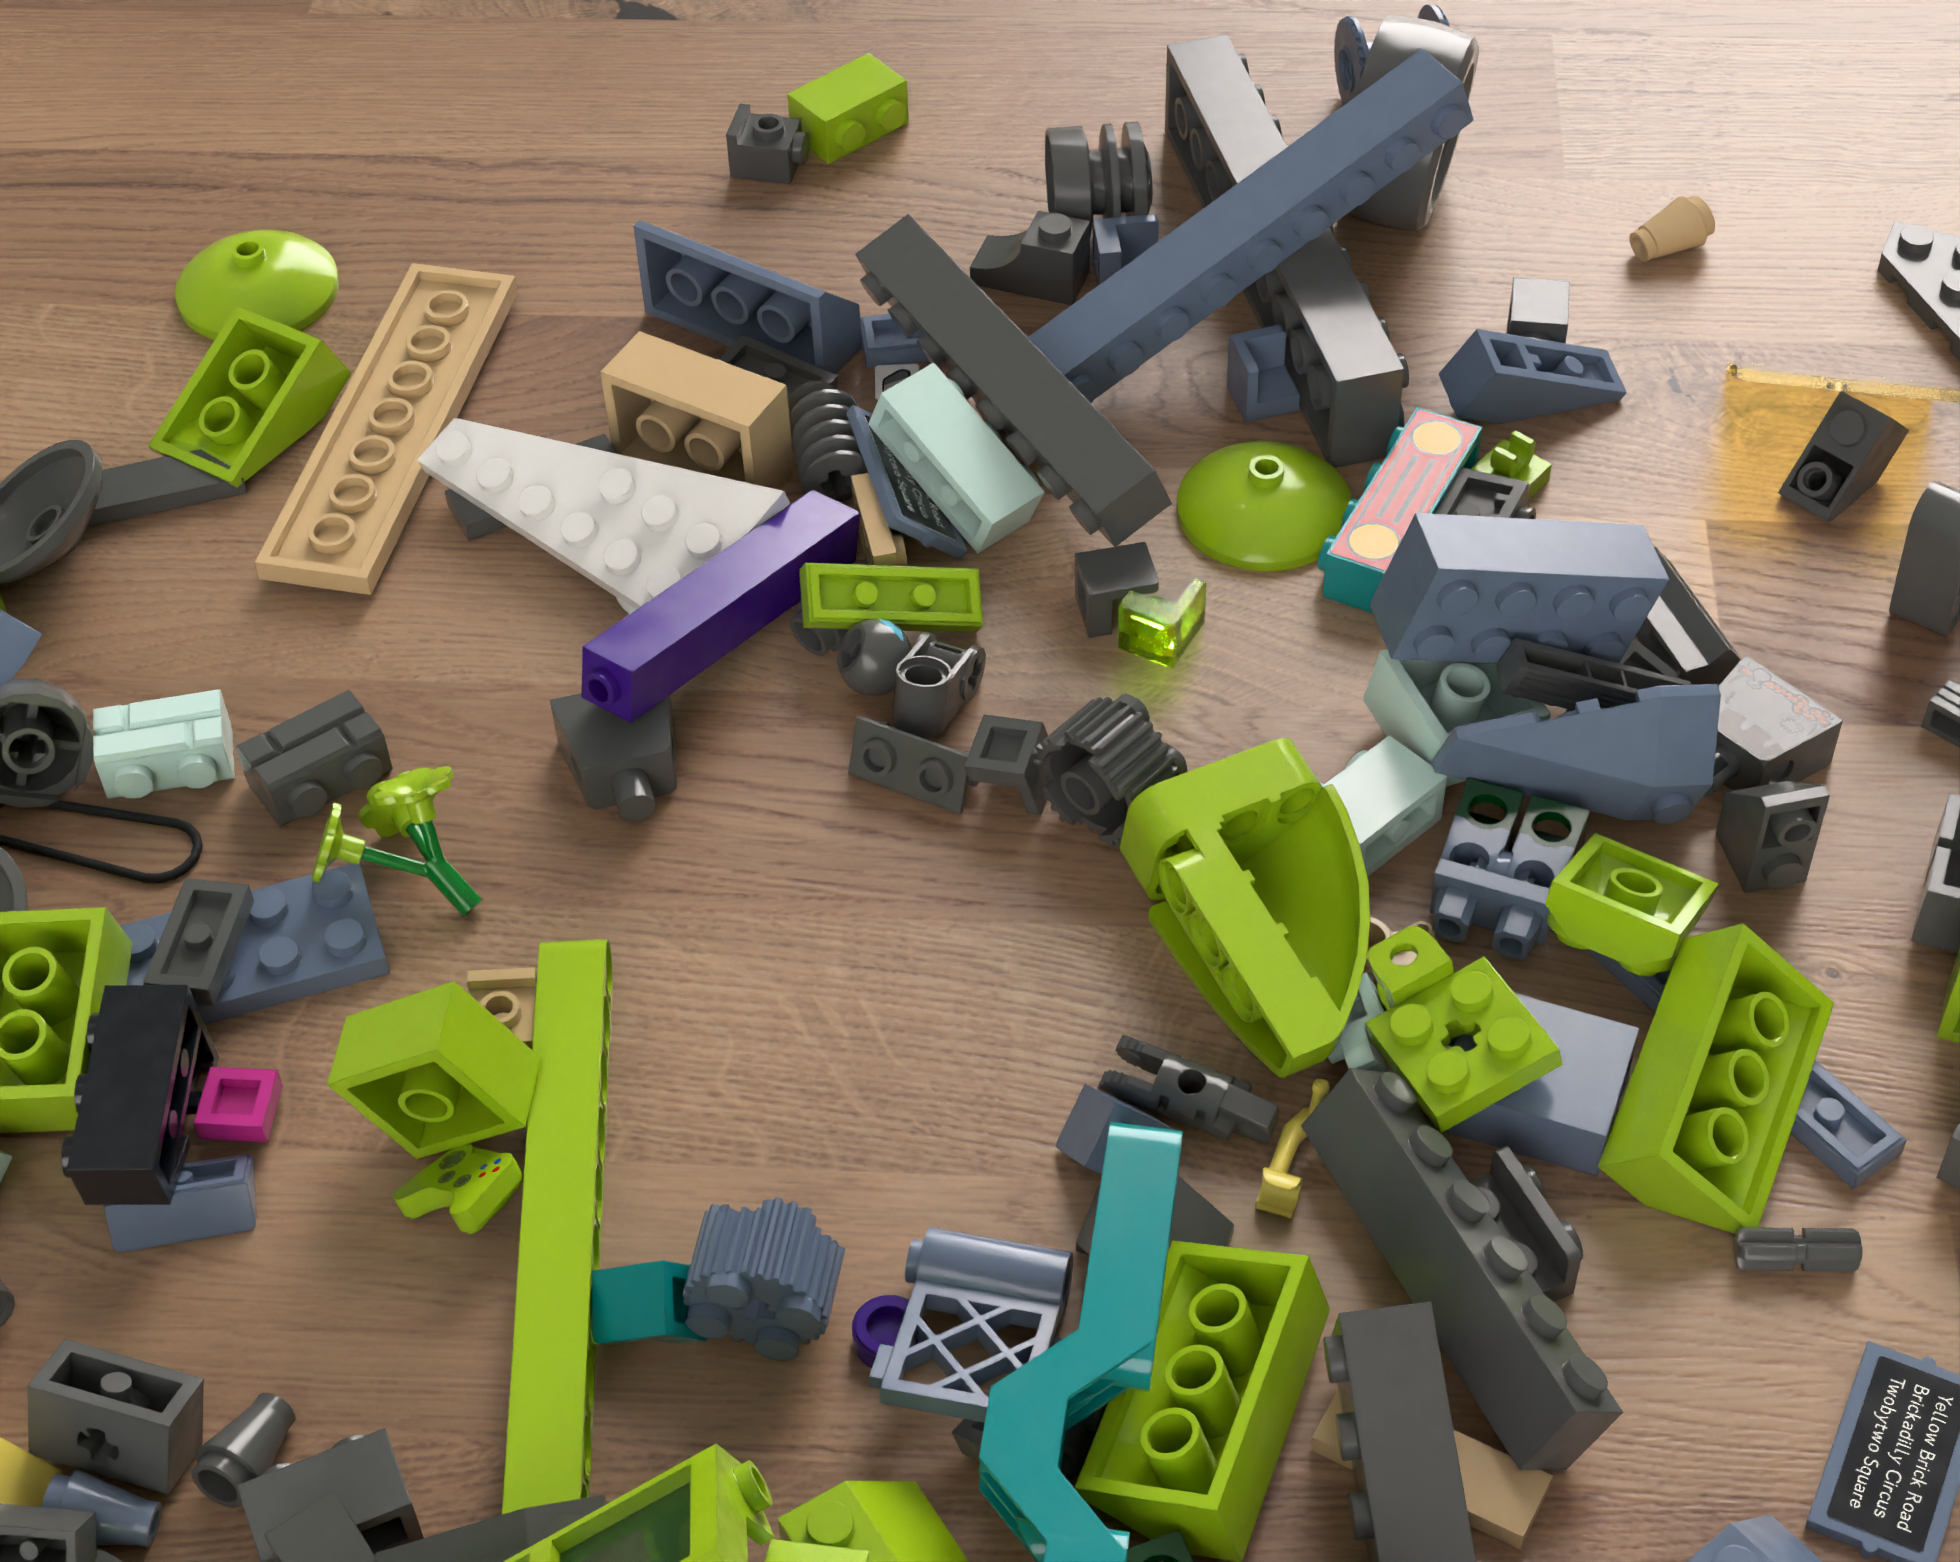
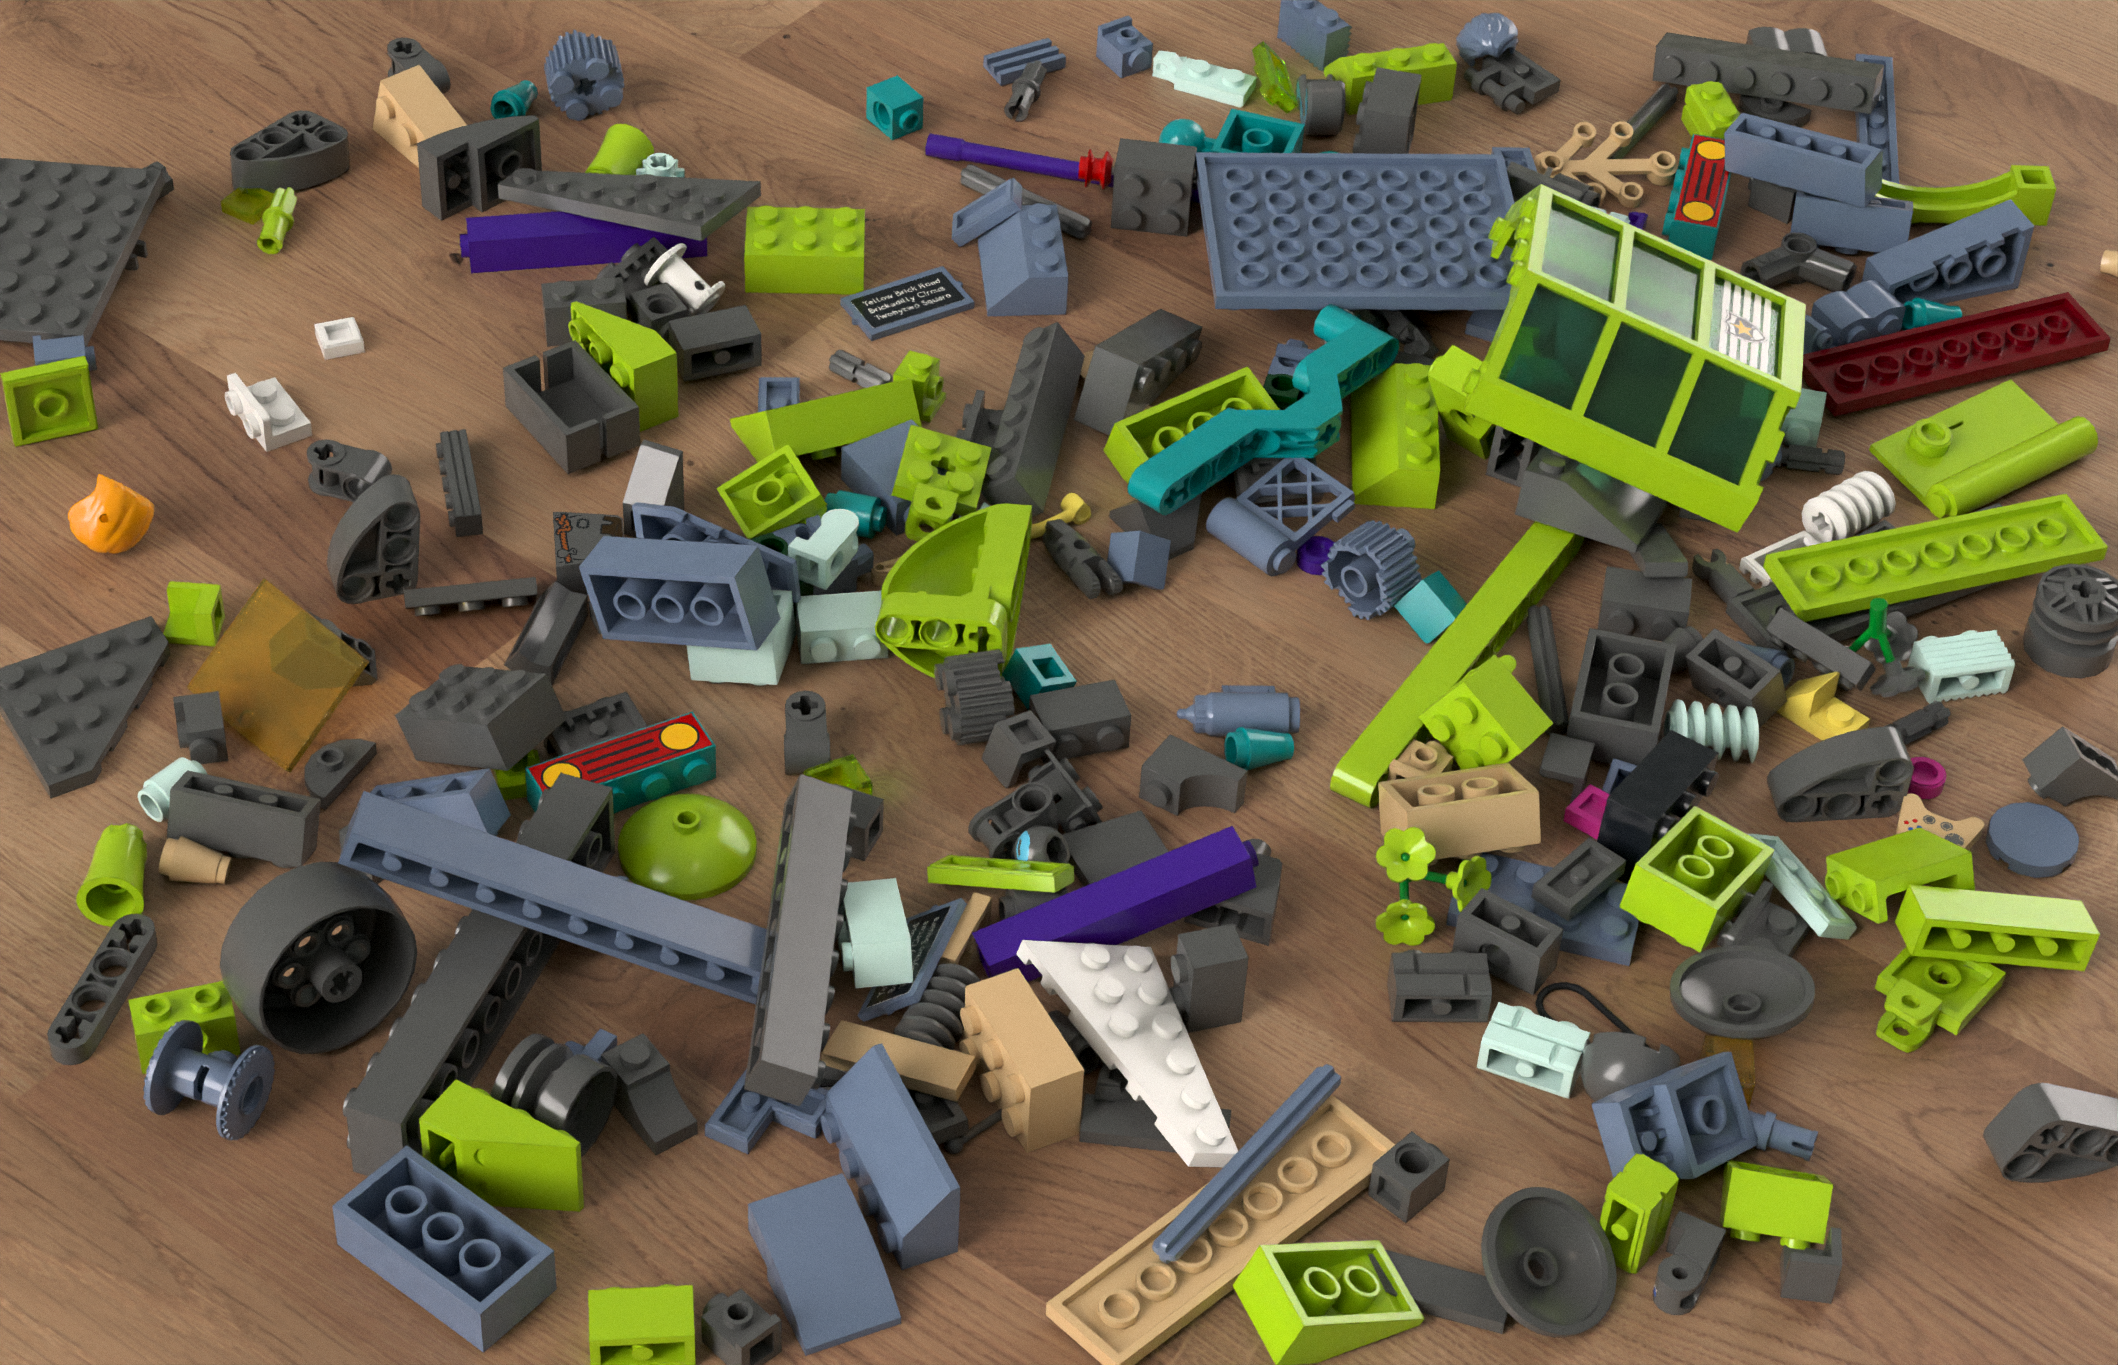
camera: 150 degrees left, 5 degrees down
(132, 1311) = (1715, 729): none -> light aqua piece
(227, 547) = (1408, 1176): none -> dark grey brick
(251, 828) = (1517, 942): none -> dark grey brick
(278, 1276) = (1621, 695): none -> dark grey brick
(308, 1136) = (1567, 761): none -> dark grey panel
(398, 458) = (1246, 1164): none -> sand blue axle
(401, 931) = (1465, 810): none -> tan brick
(429, 1321) = (1547, 668): none -> dark grey axle
(566, 591) = (1209, 977): none -> dark grey brick
(738, 945) = (1257, 748): none -> teal cone
(755, 213) = (823, 1264): none -> sand blue slope
(783, 855) = (1189, 777): none -> dark grey arch
(786, 981) = (1243, 707): none -> sand blue piece
(793, 732) = (1112, 847): none -> dark grey tile
(855, 370) = (919, 1064): none -> tan tile
(977, 850) = (1084, 719): none -> dark grey brick
(1060, 64) = (445, 1248): none -> sand blue brick
(1090, 96) = (502, 1151): none -> lime slope
(1093, 861) = (1037, 671): none -> teal brick
(1262, 658) = (806, 732): none -> dark grey piece
(1461, 824) = (827, 550): none -> light aqua leg
(1496, 101) = (204, 1004): none -> lime brick
(1545, 973) = (866, 507): none -> teal brick
(1584, 436) = (480, 717): none -> dark grey brick
(1608, 115) = (96, 986): none -> dark grey beam
(1673, 258) = (244, 819): none -> dark grey brick
(1681, 1245) = (925, 381): none -> lime brick
(1684, 380) = (335, 768): none -> dark grey plate
(1706, 166) = (115, 876): none -> lime plant
(1783, 270) = (156, 790): none -> light aqua brick
(1812, 609) = (470, 596): none -> dark grey plate
(1844, 331) = (201, 726): none -> dark grey brick

